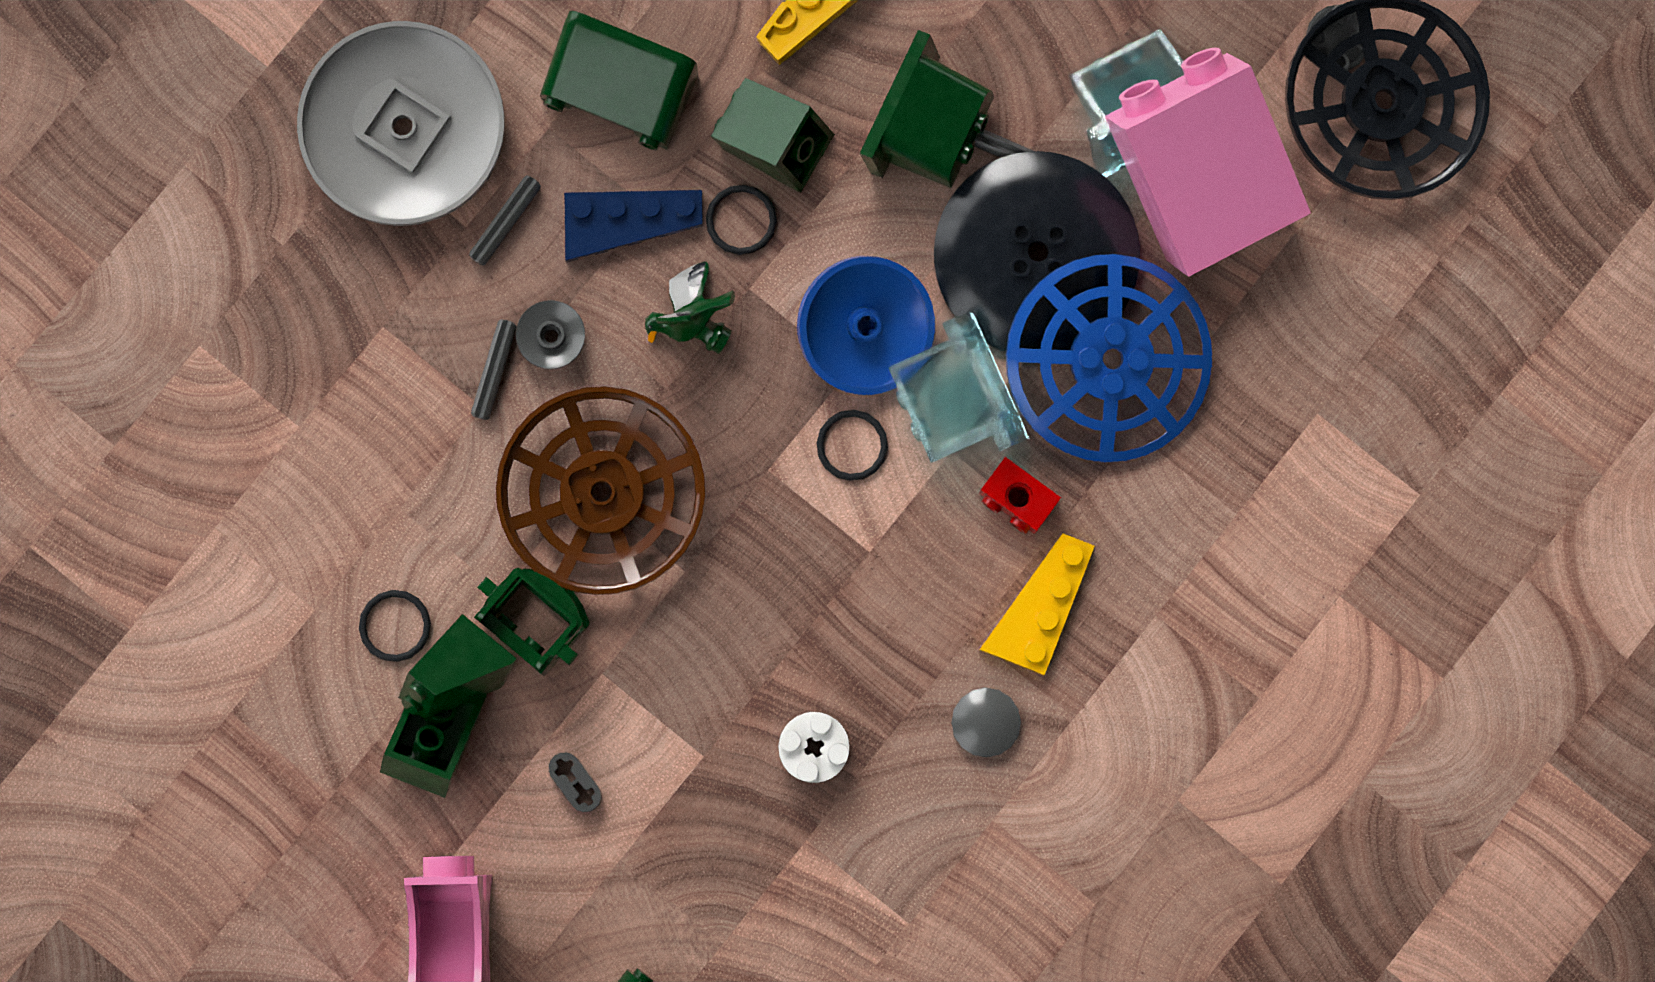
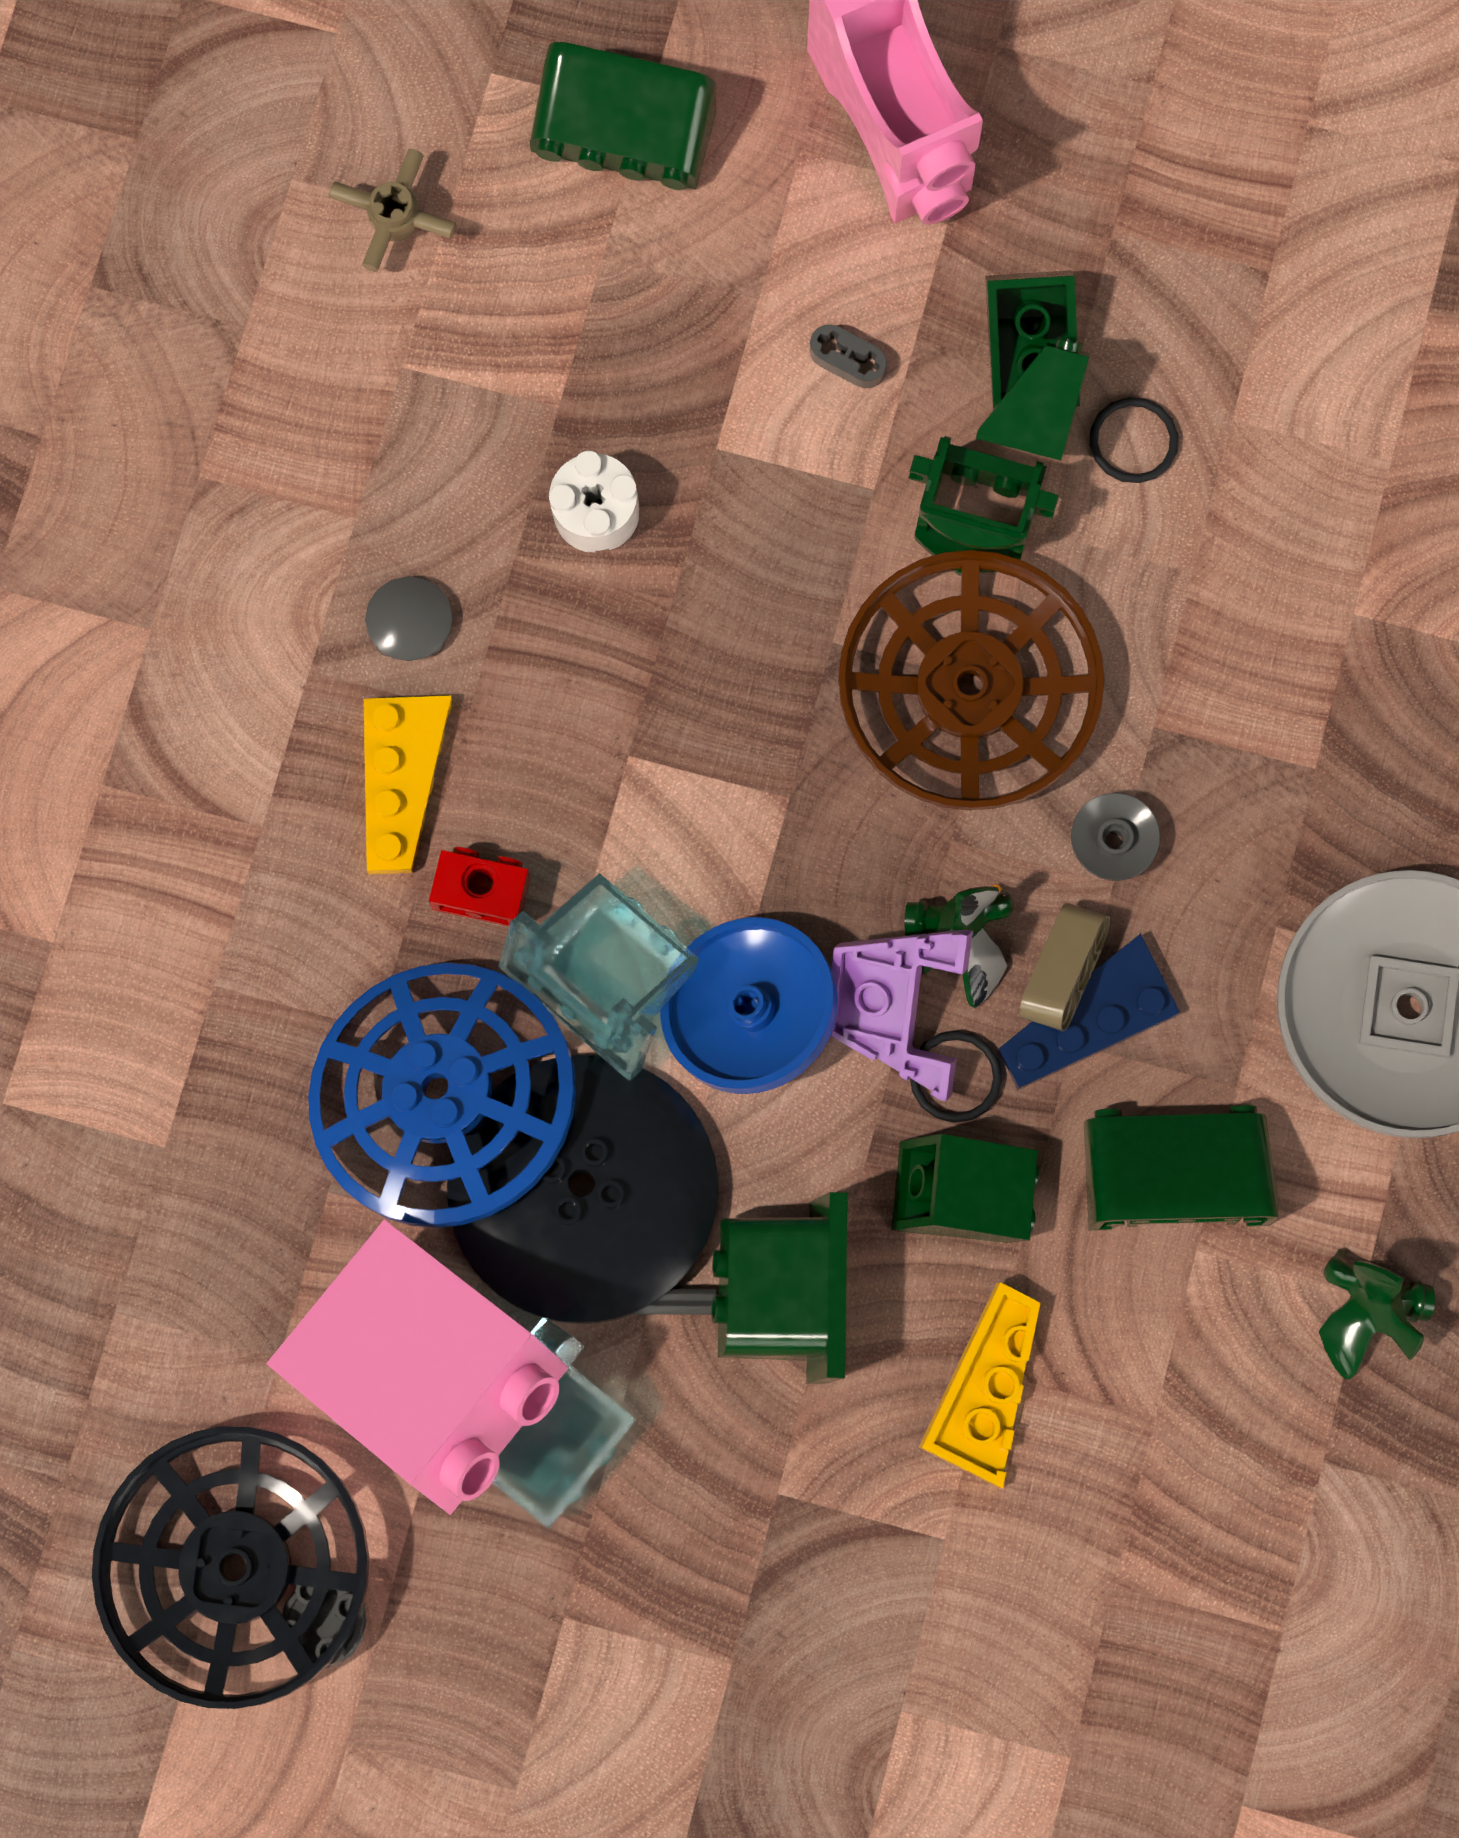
camera: 160 degrees right, 5 degrees down
(493, 369) = (1162, 772): dark grey axle -> none
(504, 220) = (1234, 951): dark grey axle -> none
(630, 256) = (1064, 967): none -> dark tan beam
(772, 287) = (880, 999): none -> medium lavender wing
(854, 476) = (712, 907): black piece -> none

